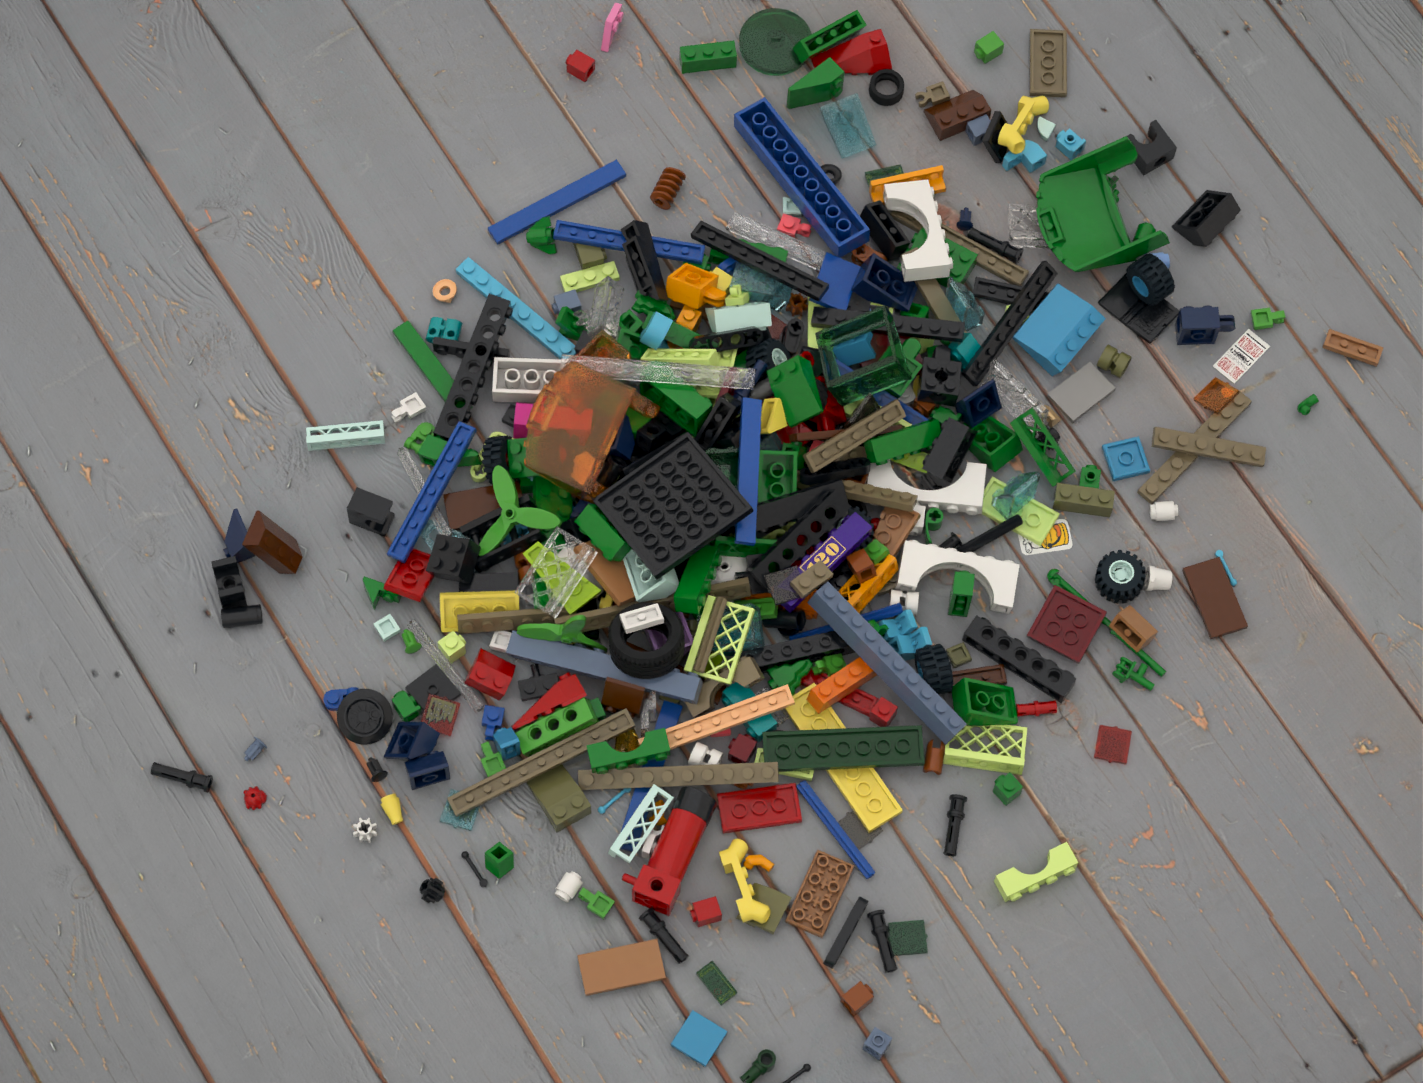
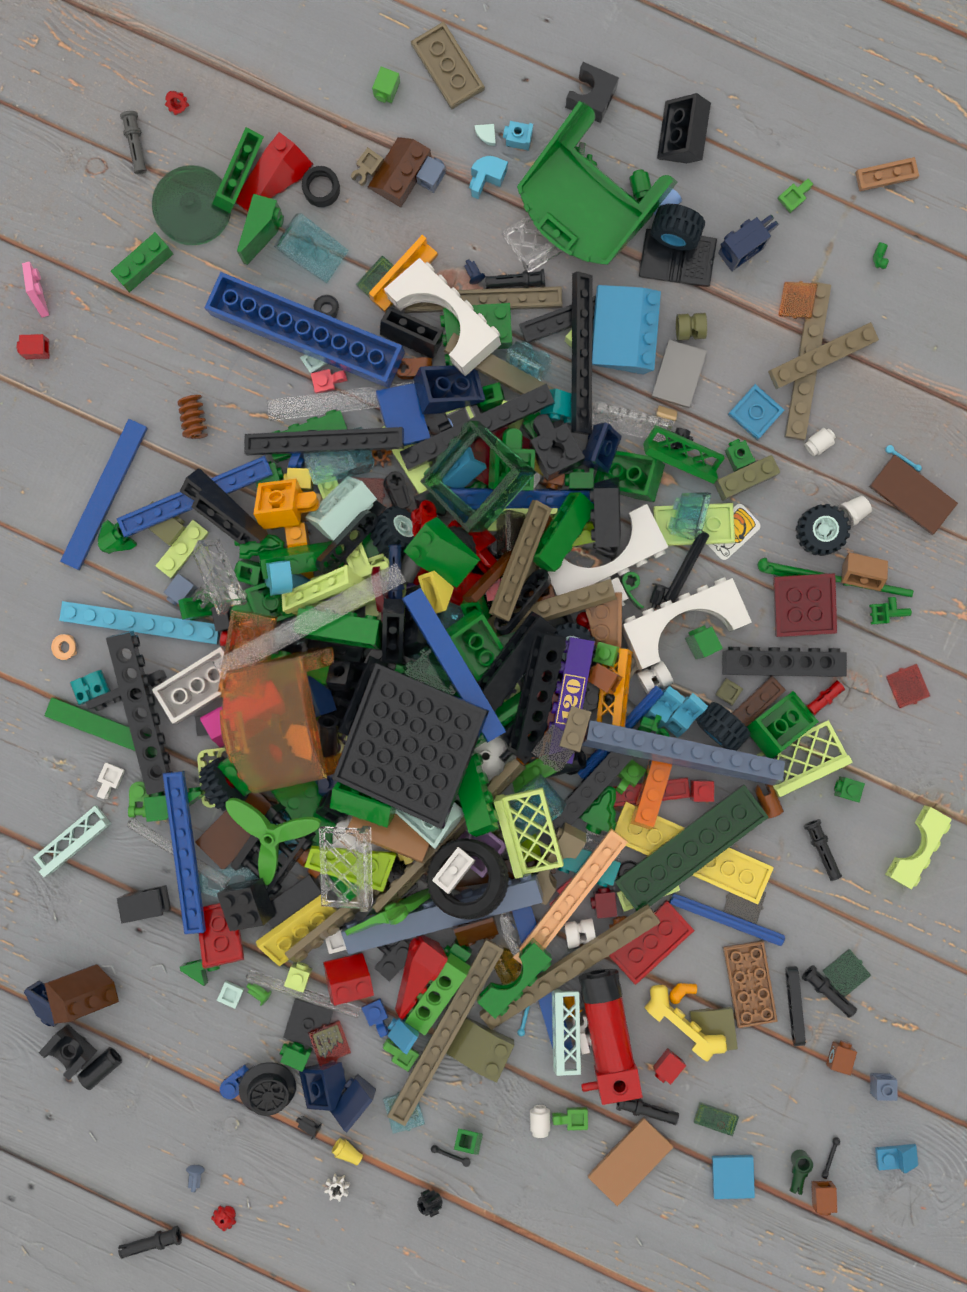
camera: 25 degrees left, 20 degrees up
(710, 634) = (518, 835): dark tan axle -> none
(736, 296) = (326, 489): yellowish green tile -> none
(991, 136) = (453, 172): black plate -> none
(1027, 108) = (460, 126): light yellow plate -> none
(1241, 356) = (793, 245): white sticker -> none

